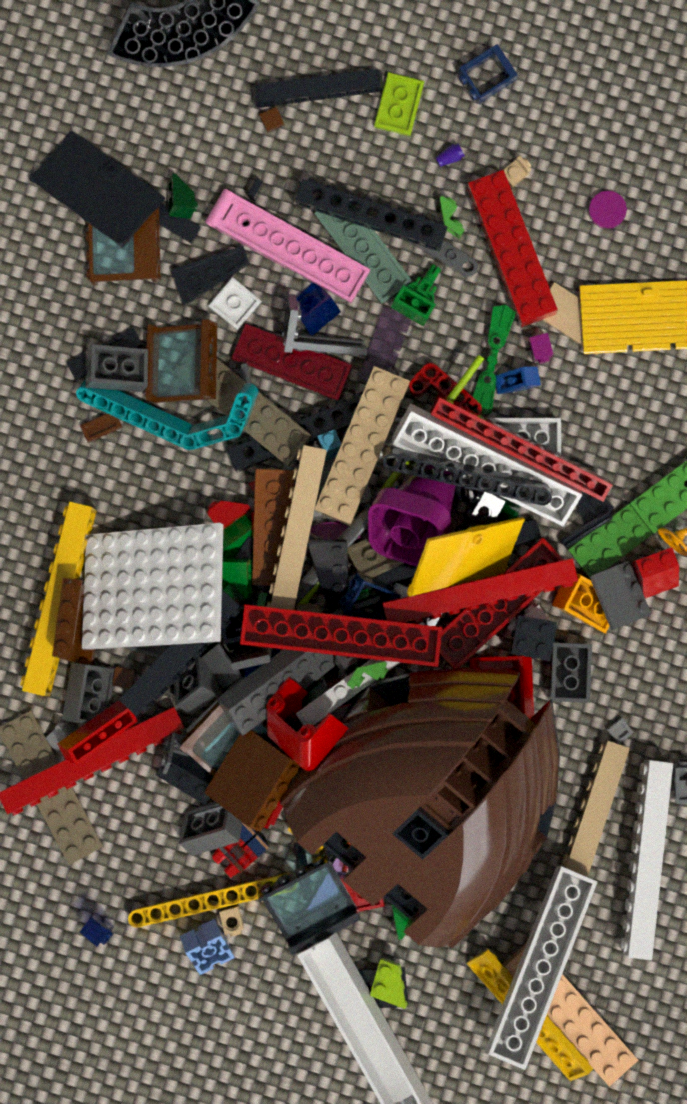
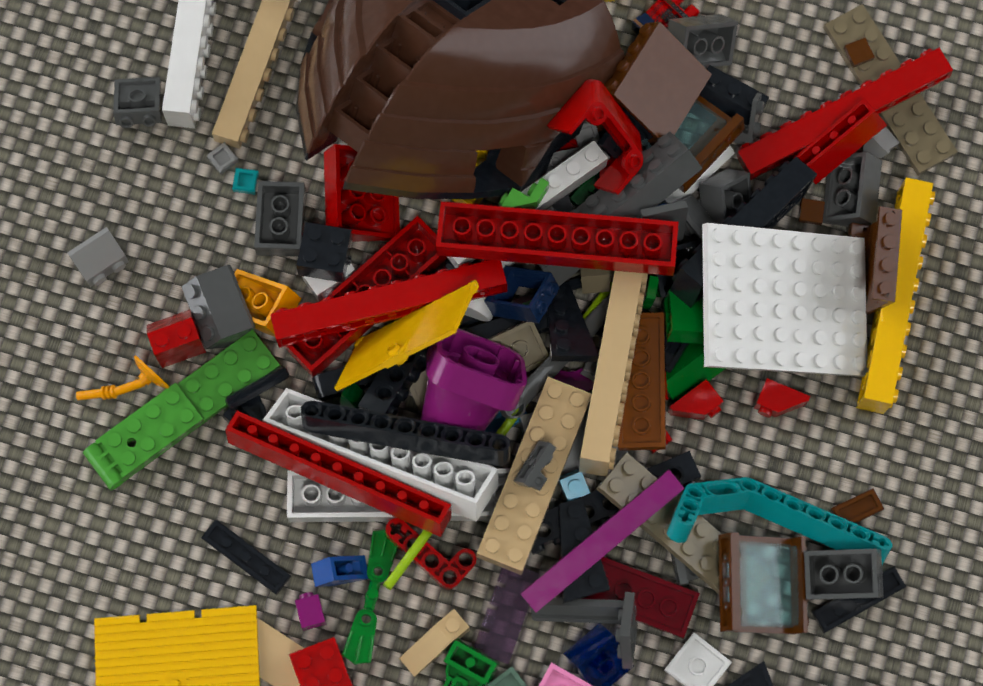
camera: 175 degrees right, 10 degrees down
(75, 817) = (859, 52): none -> reddish brown tile
(160, 514) = (779, 399): none -> red slope
(308, 392) = (602, 541): none -> magenta tile
(326, 382) = (575, 528): none -> black wing
(365, 442) = (530, 472): none -> dark grey hinge
(441, 323) = (434, 642): none -> tan slope
(592, 394) = (246, 557): none -> black tile
(599, 710) = (245, 181): none -> teal tile

